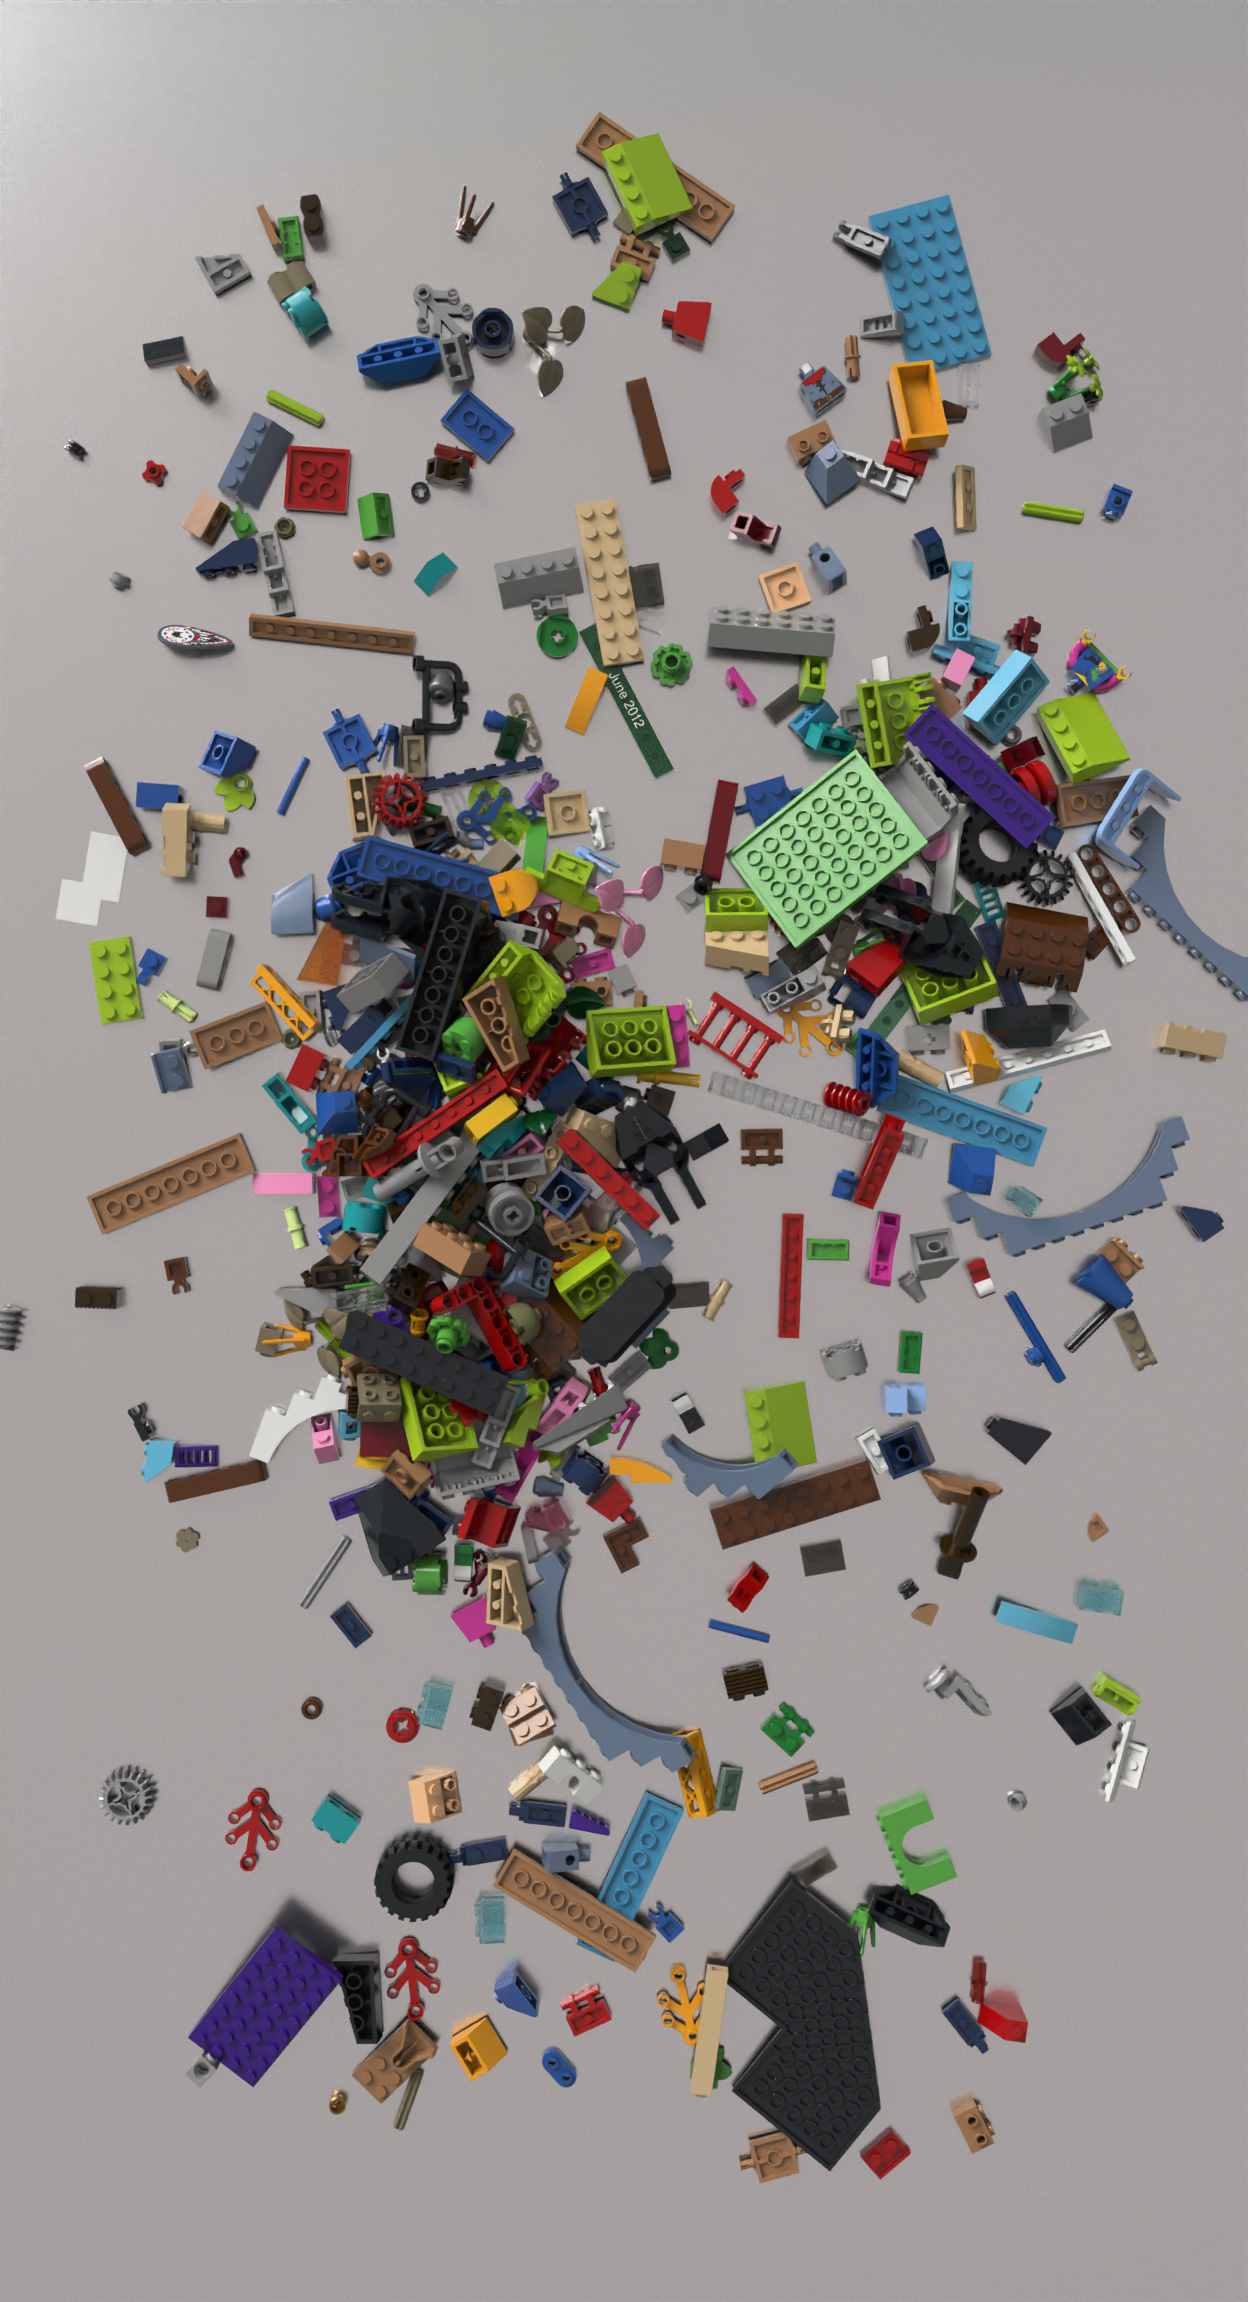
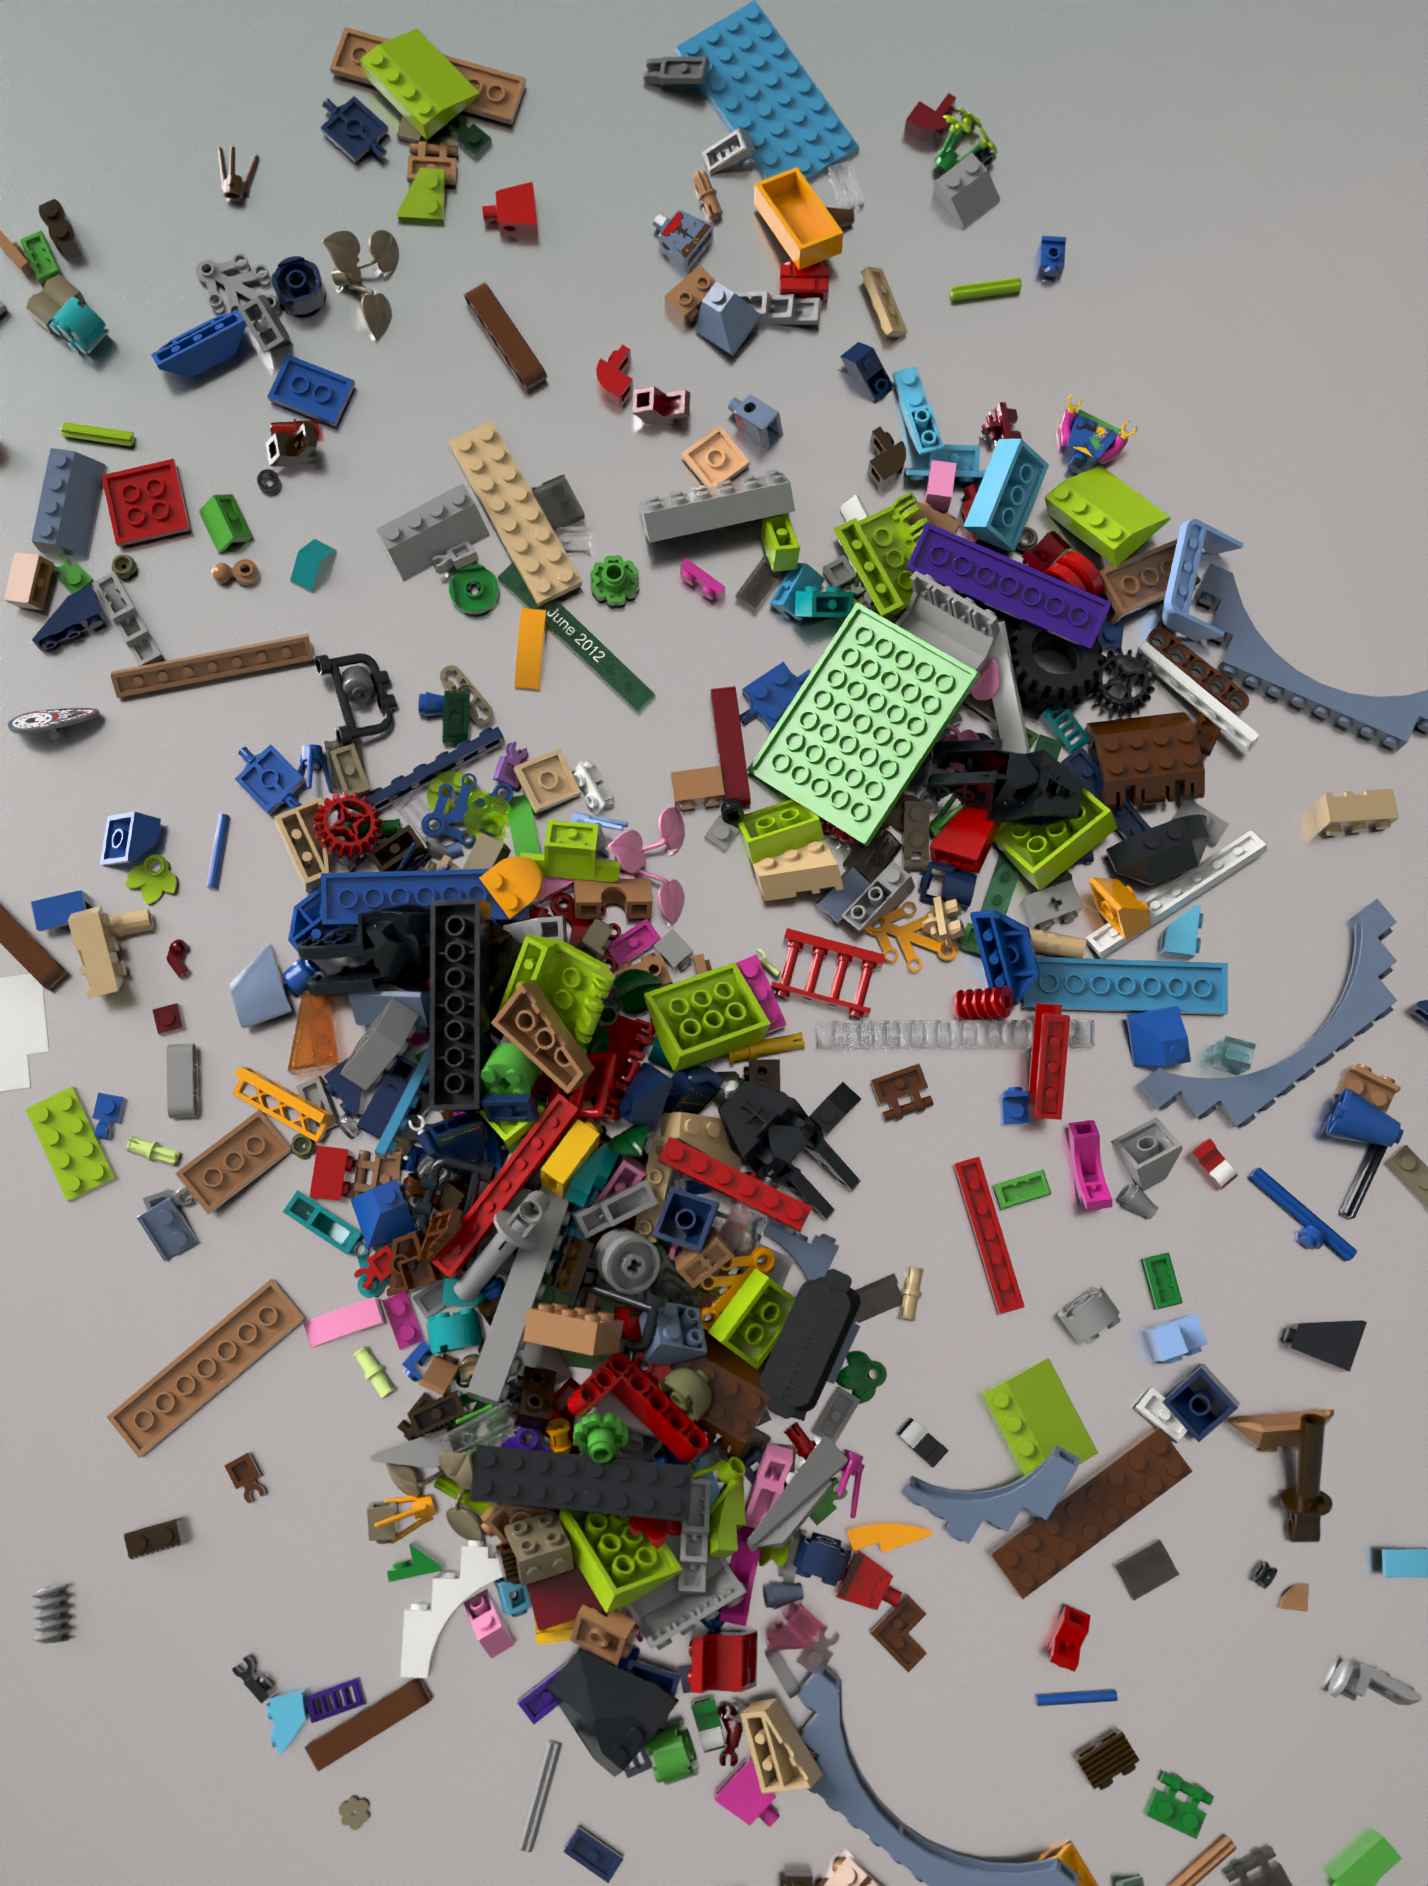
camera: 25 degrees left, 10 degrees down
(288, 1380) = (422, 1564): none -> green slope
(352, 953) = (345, 1019): light grey plate -> none

